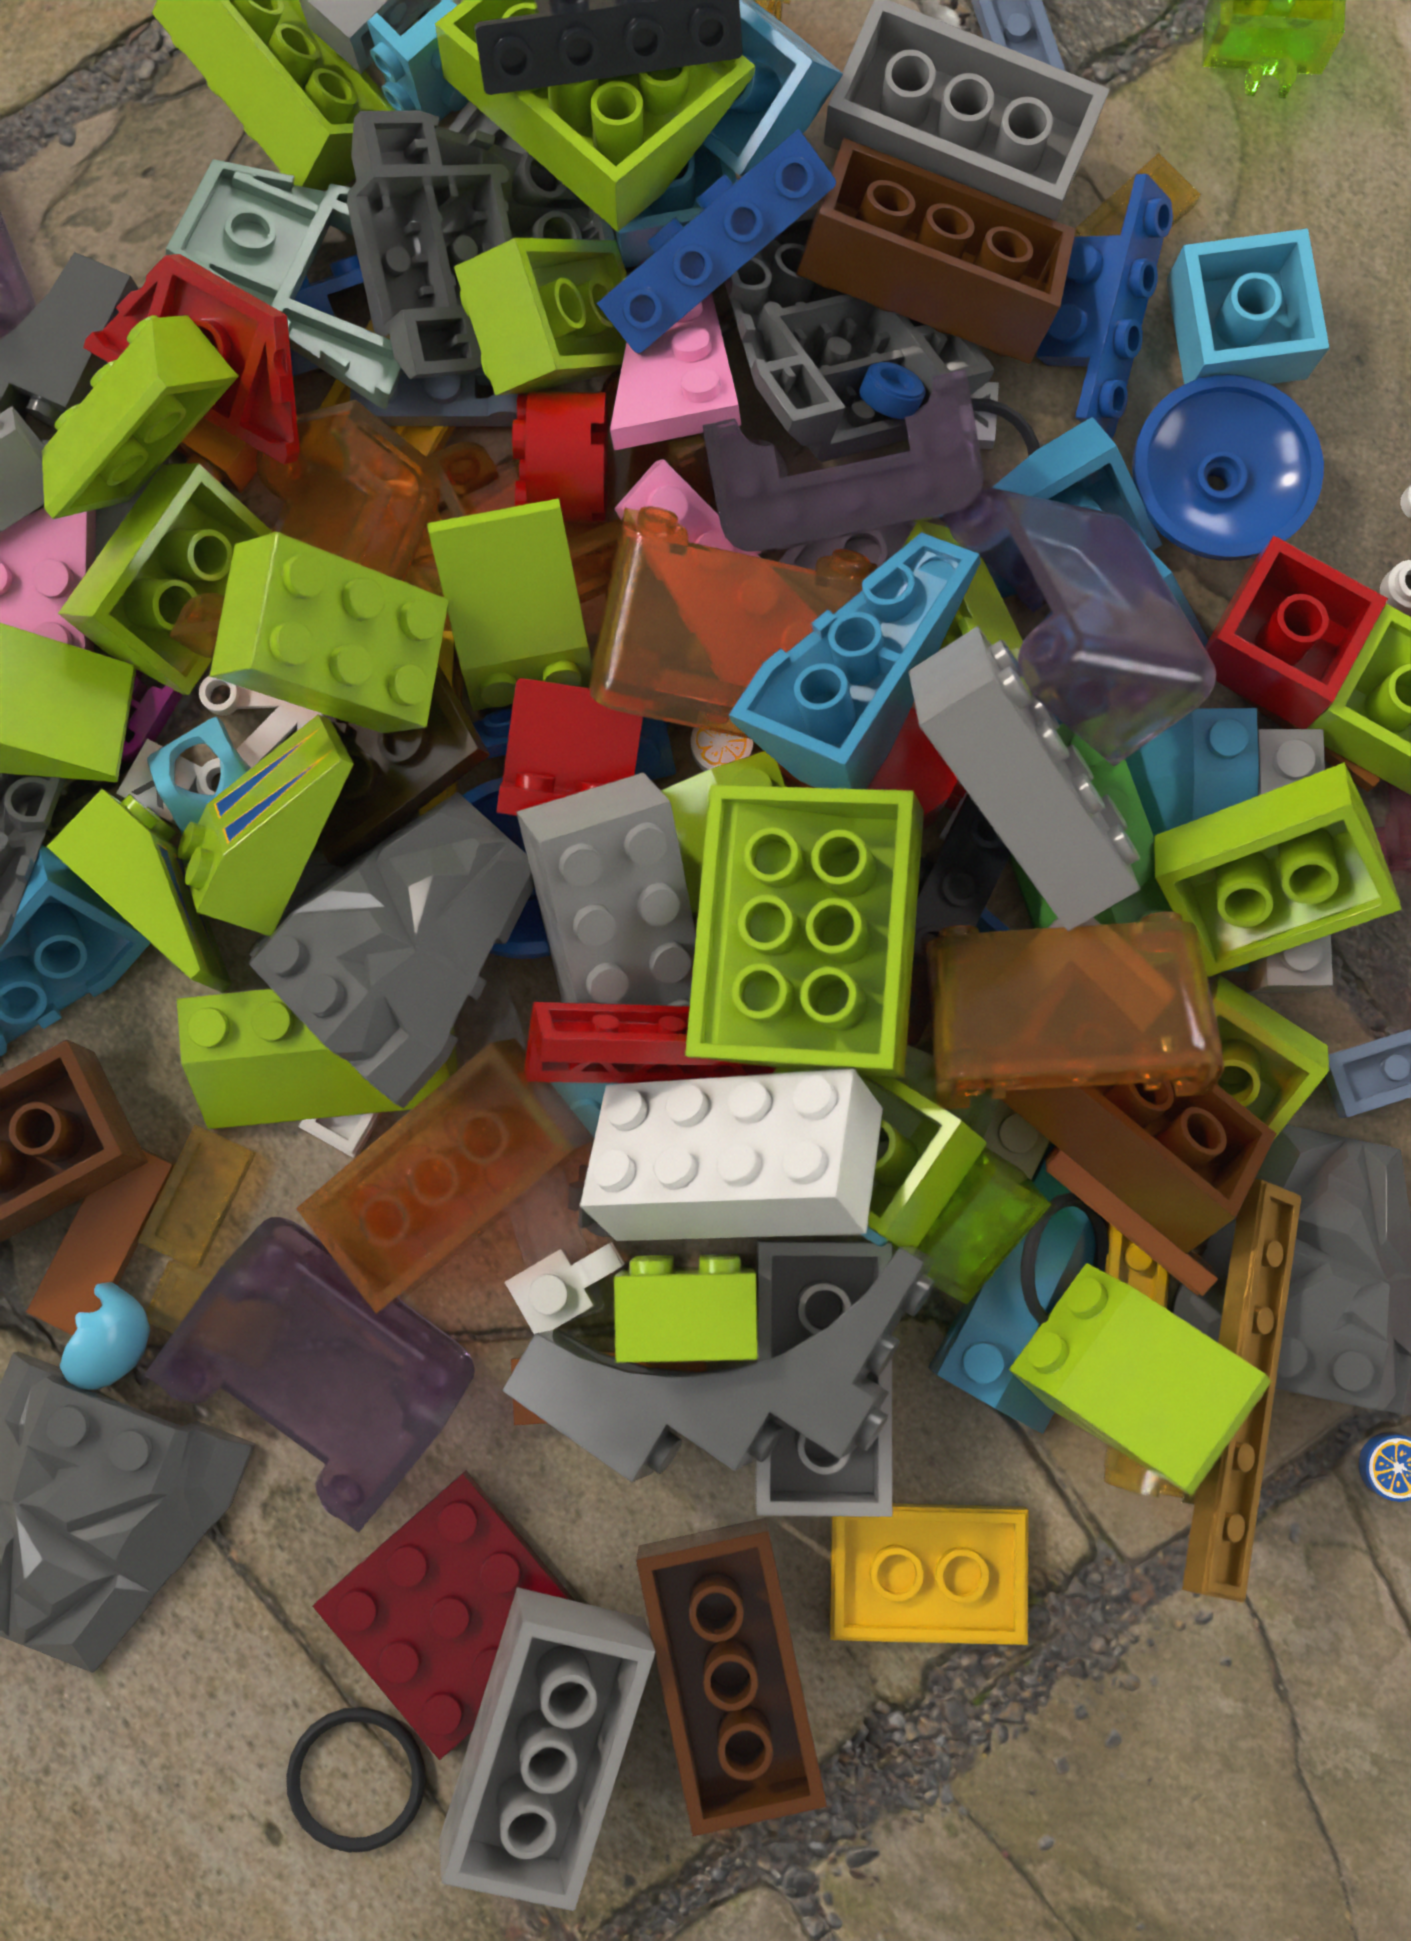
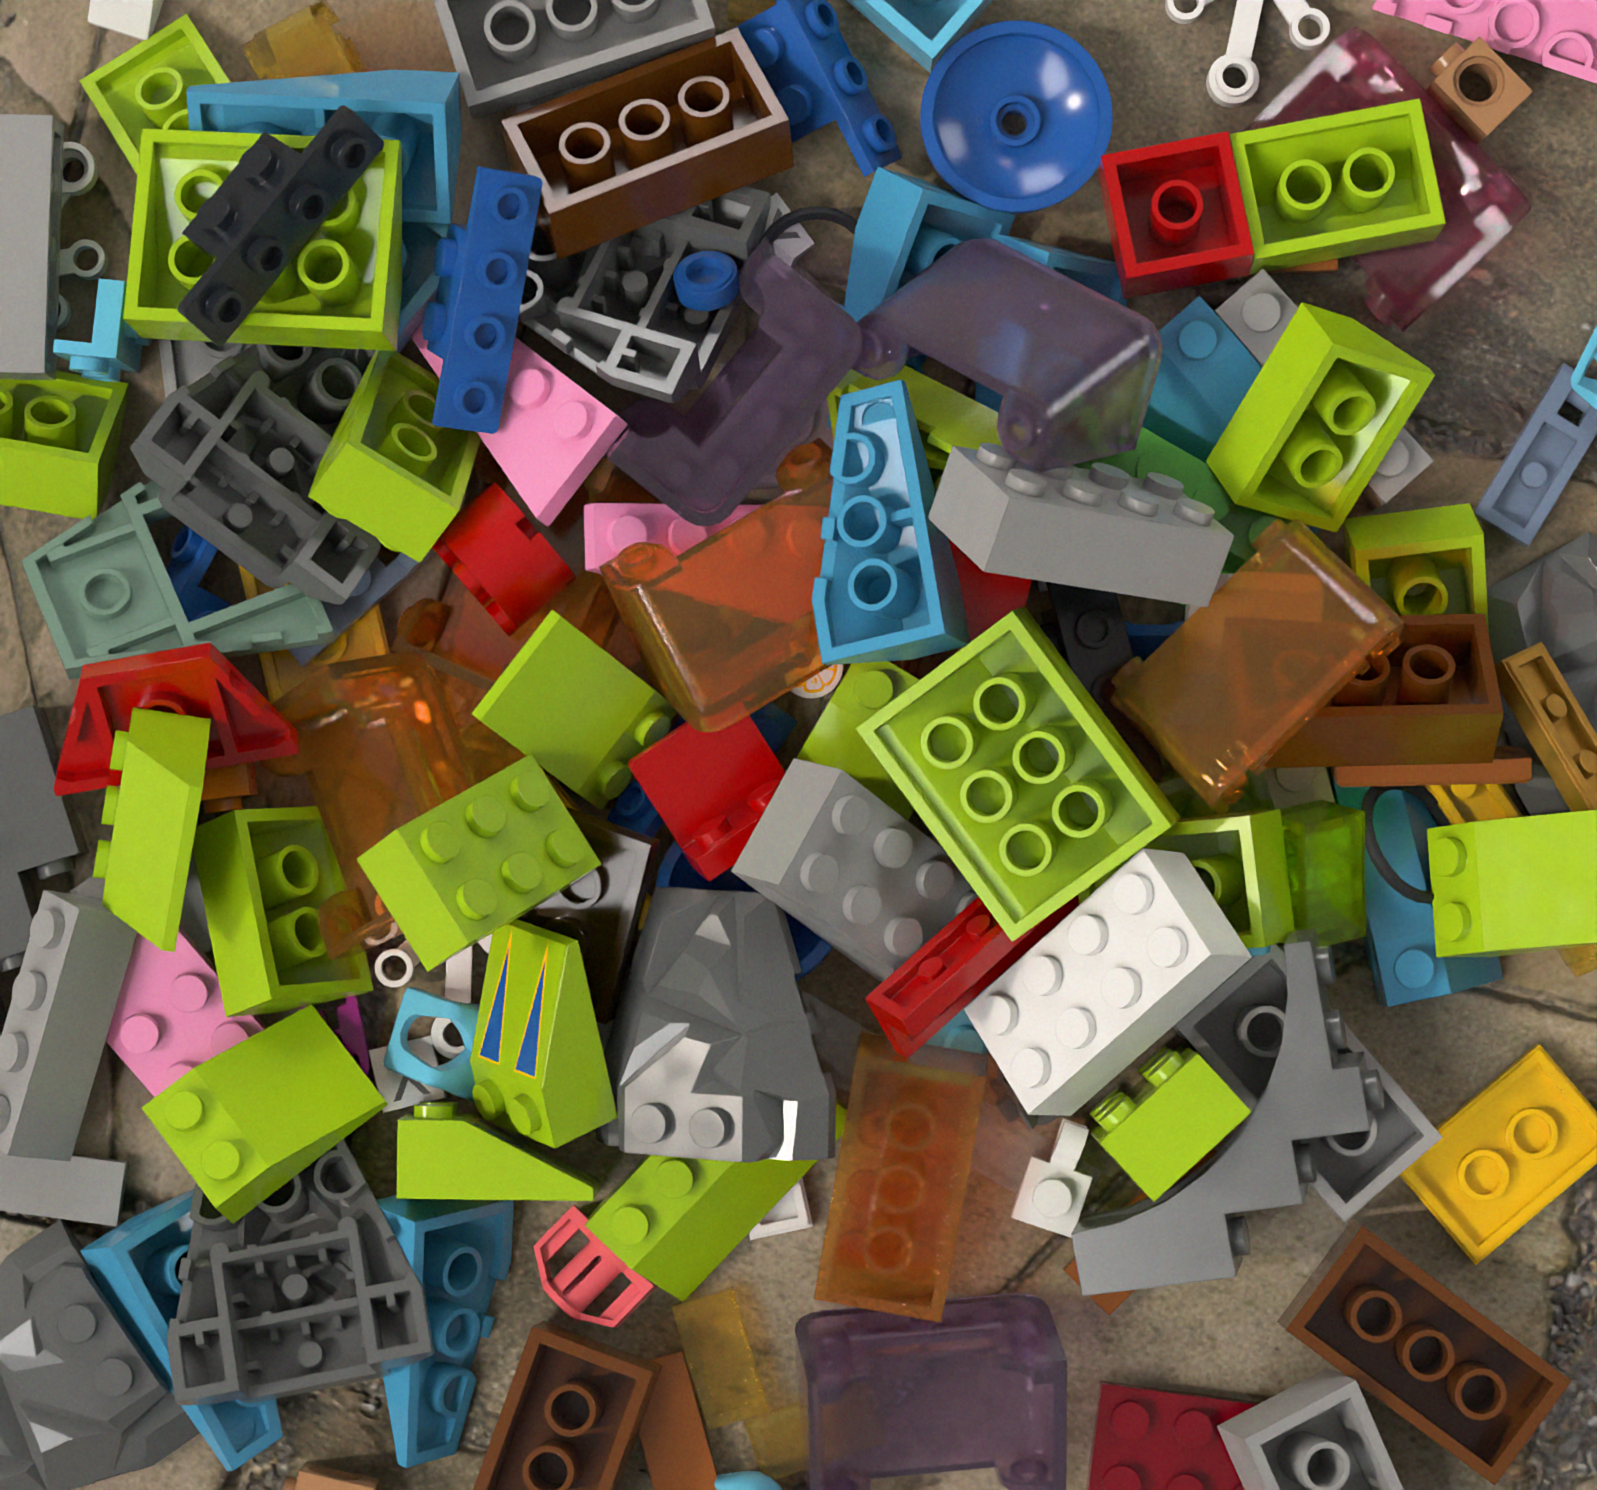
camera: 45 degrees left, 5 degrees up
(149, 1044) = (587, 1273): none -> coral piece

